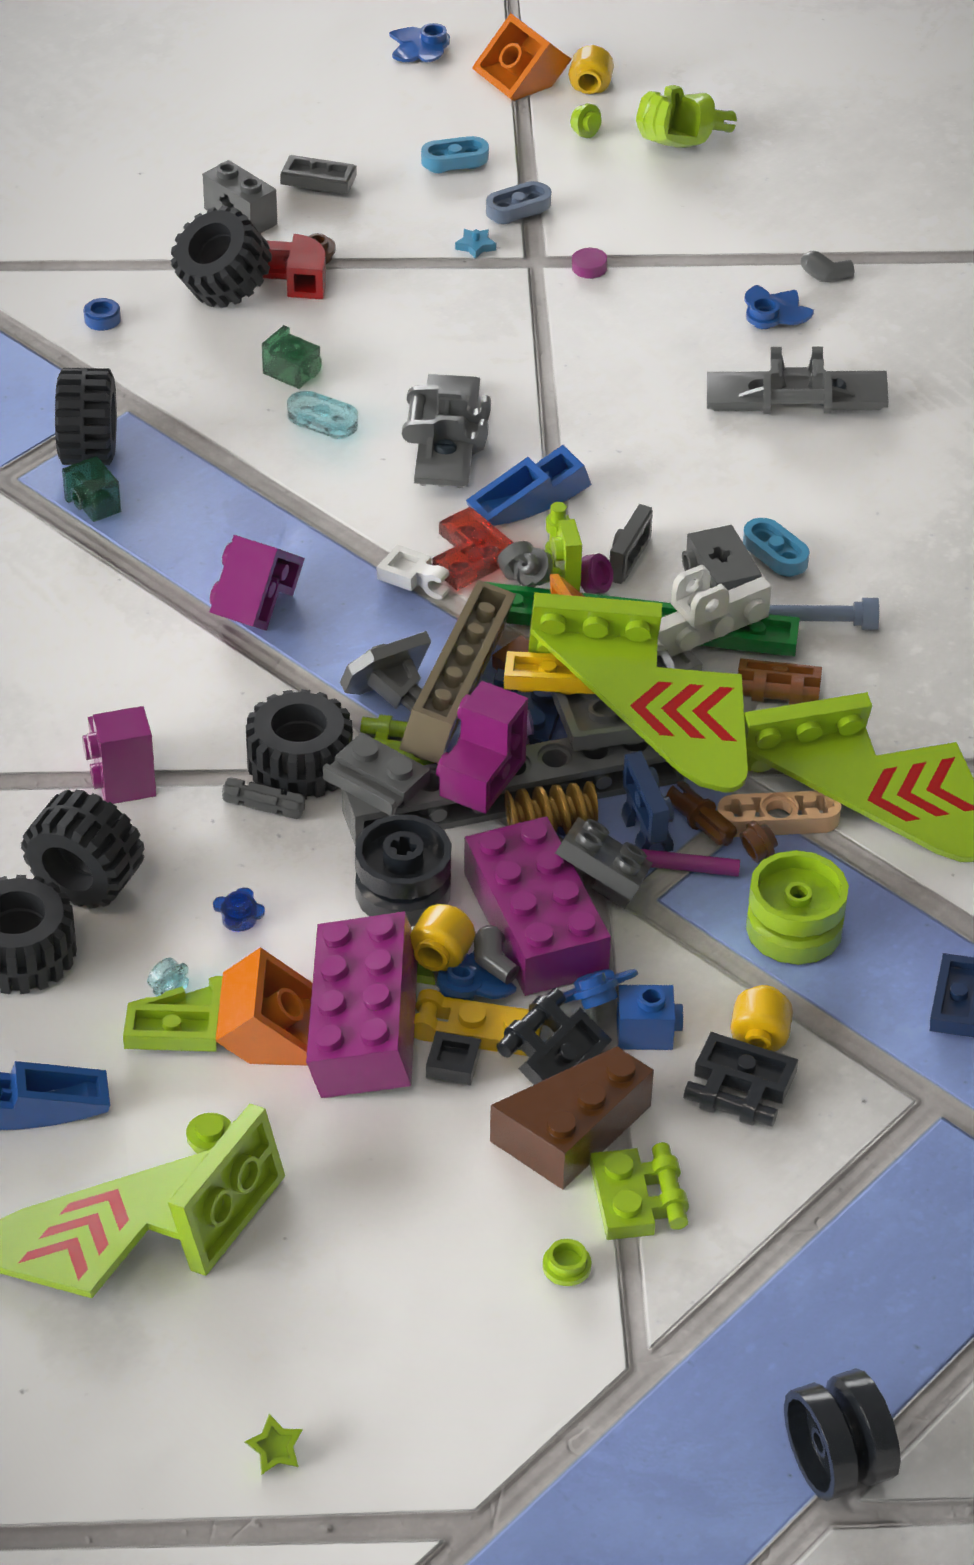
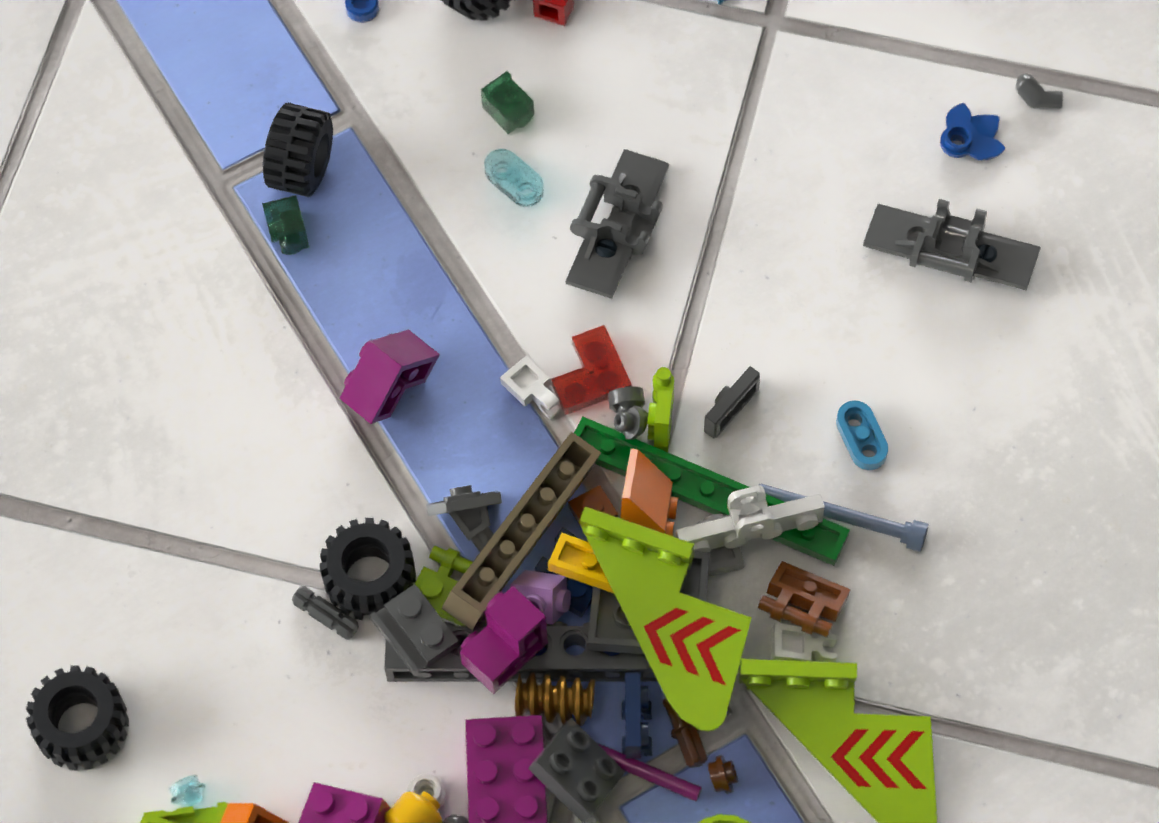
camera: 20 degrees right, 20 degrees up
(83, 848) = (148, 650): black tyre -> none
(121, 754) = (216, 540): magenta brick -> none
(239, 909) = (266, 740): clear blue plate -> none
(402, 866) = (408, 731): black wheel -> none
(531, 488) = (665, 313): blue slope -> none
(589, 263) = (820, 36): magenta tile -> none
(596, 574) = (688, 431): magenta tile -> none
(722, 555) = (807, 433): dark grey brick -> none
(807, 801) = (762, 757): light nougat beam -> none

